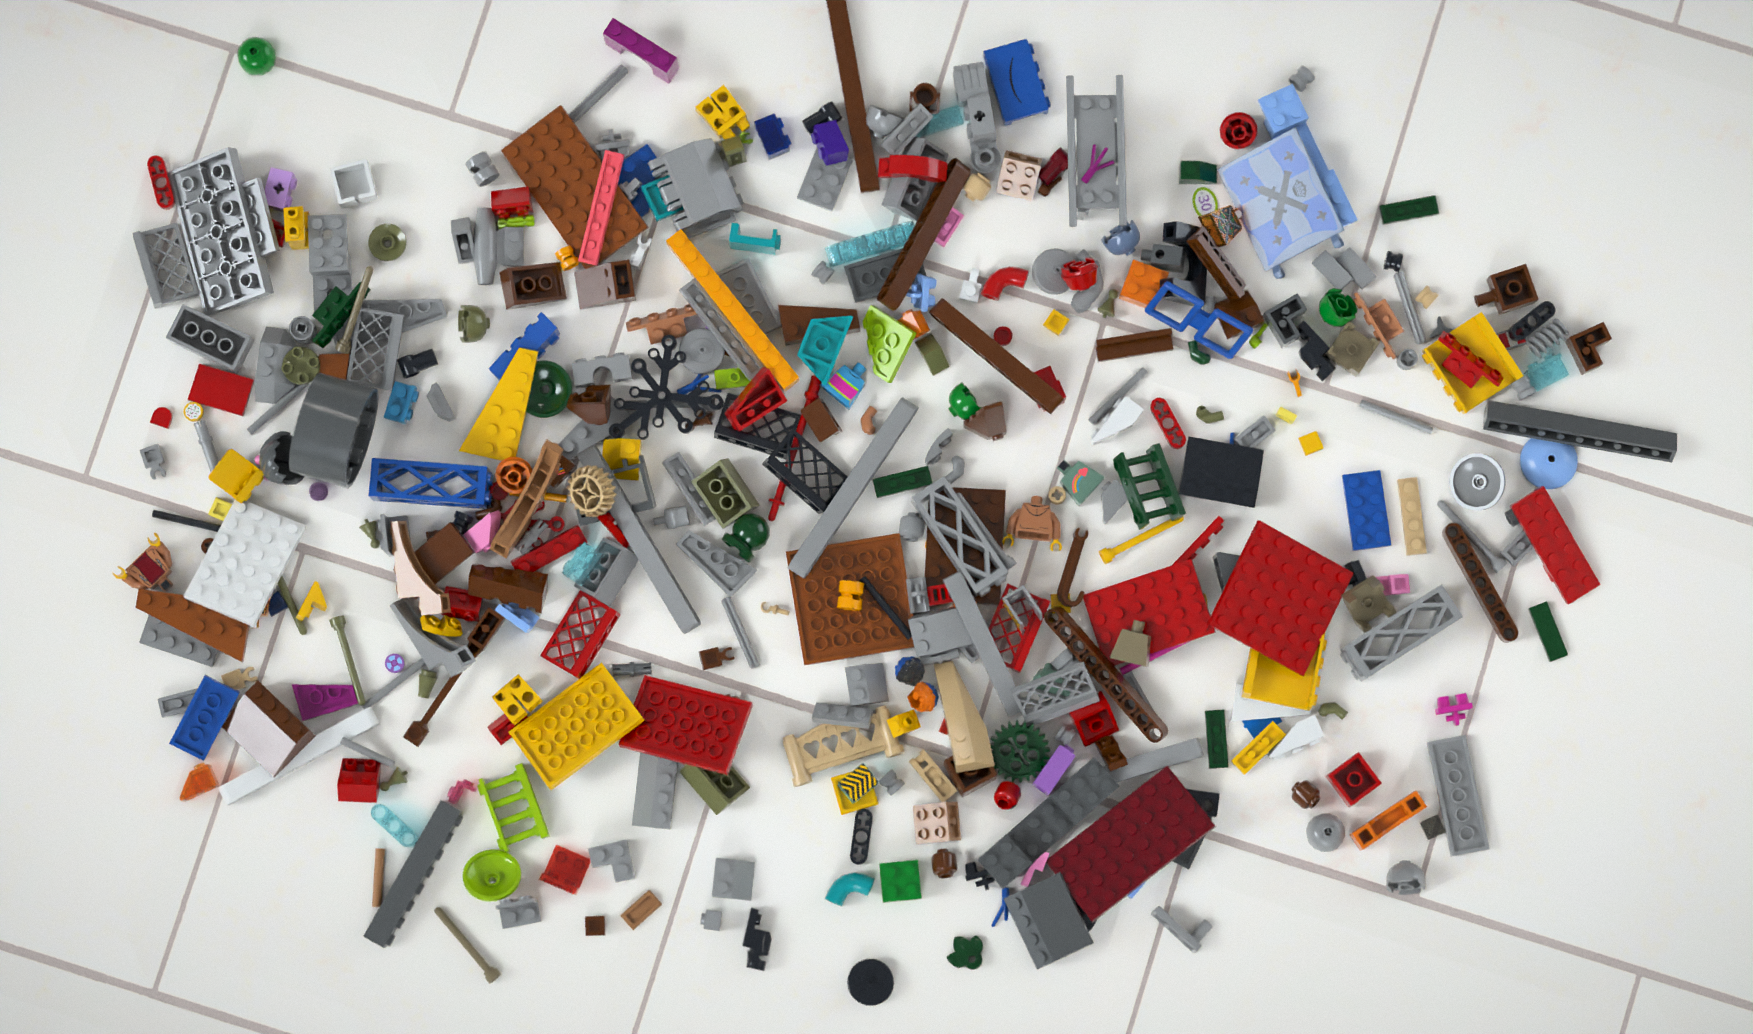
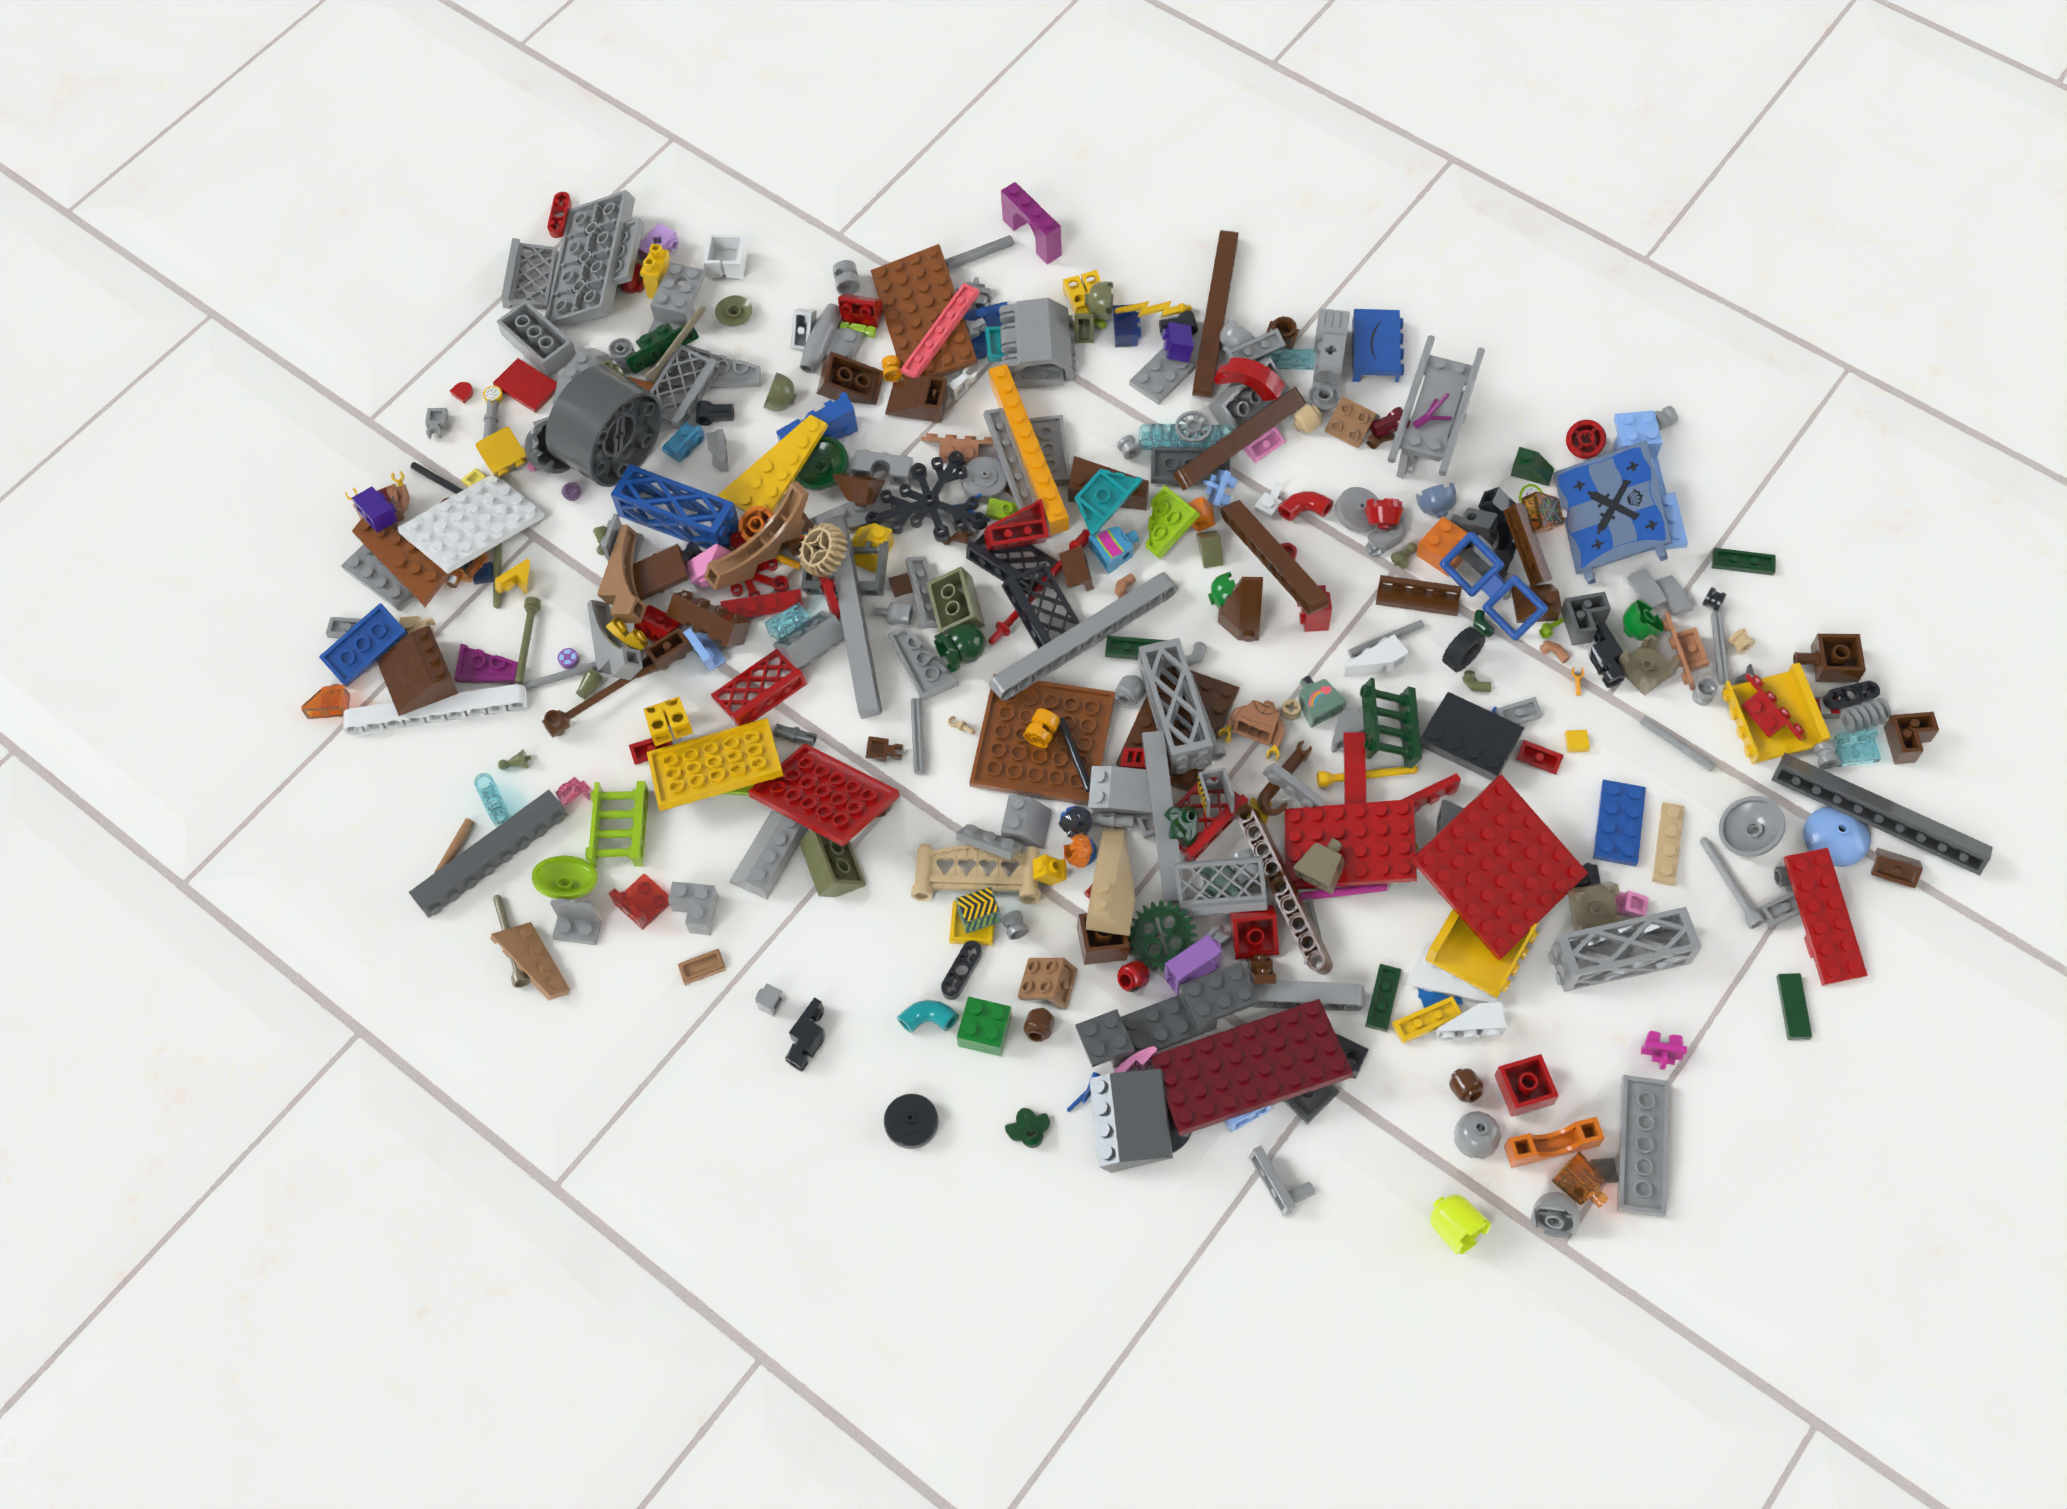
camera: 25 degrees right, 20 degrees down
(150, 582) = (375, 509): none -> dark purple brick
(260, 62) = (689, 144): green cylinder -> none
(359, 780) = (480, 749): red slope -> none
(367, 752) = (501, 725): light grey bar -> none
(489, 950) = (533, 958): none -> medium nougat wing
(531, 536) = (750, 584): light grey pin -> none
(594, 925) = (646, 965): reddish brown plate -> none
(666, 486) = (900, 585): none -> reddish brown tile
(733, 879) = (808, 965): light grey slope -> none
(743, 126) = (1100, 300): none -> olive cylinder
(753, 244) = (1072, 401): teal panel -> none
(801, 104) = (1144, 310): none -> yellow piece
(877, 235) = (1193, 427): none -> light grey wheel
(917, 595) = (1112, 751): light grey hips -> none
(933, 776) = (1061, 934): tan plate -> none
(934, 452) = (1188, 623): light grey slope -> none
(973, 873) = (1072, 1050): black hips -> none
(1003, 645) = (1181, 825): none -> dark green plate
(1056, 322) = (1344, 556): yellow tile -> none
(1084, 578) = (1292, 786): none -> light grey plate
(1131, 541) = (1354, 767): none -> red tile
(1179, 433) = (1432, 669): red beam -> none
(1190, 391) = (1463, 649): none -> black tyre
(1263, 357) = (1556, 648): none -> nougat arm
(1283, 468) = (1539, 756): none -> red slope
(1286, 415) = (1558, 705): light yellow tile -> none
(1330, 708) = (1524, 1006): olive arm -> none
(1331, 913) = (1458, 1222): none -> neon yellow cylinder
(1416, 845) = (1581, 1181): none -> clear orange torso
(1479, 572) = (1725, 939): reddish brown beam -> none
(1603, 475) = (1896, 868): none -> reddish brown panel

